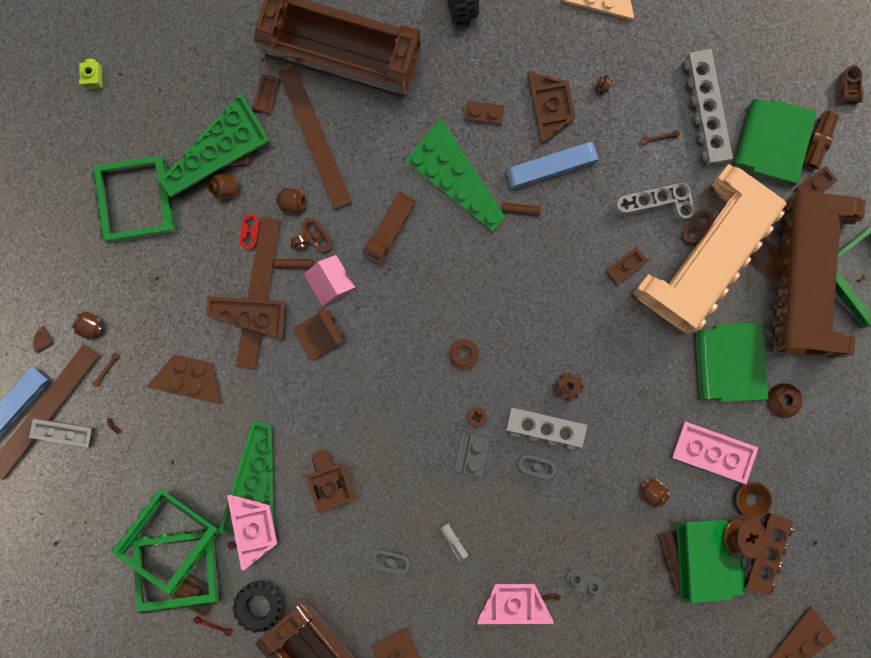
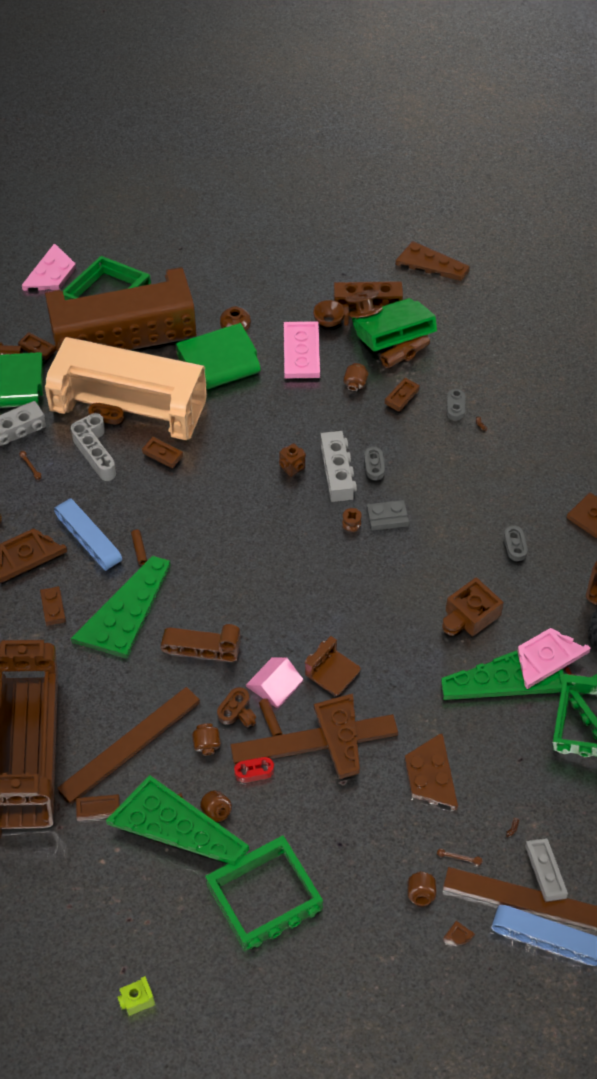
camera: 110 degrees left, 30 degrees down
(453, 542) = (472, 503): light grey axle -> none
(468, 346) = (298, 542): reddish brown gear -> none
(515, 606) = (502, 444): bright pink wing -> none
(615, 532) = (402, 394): none -> reddish brown plate

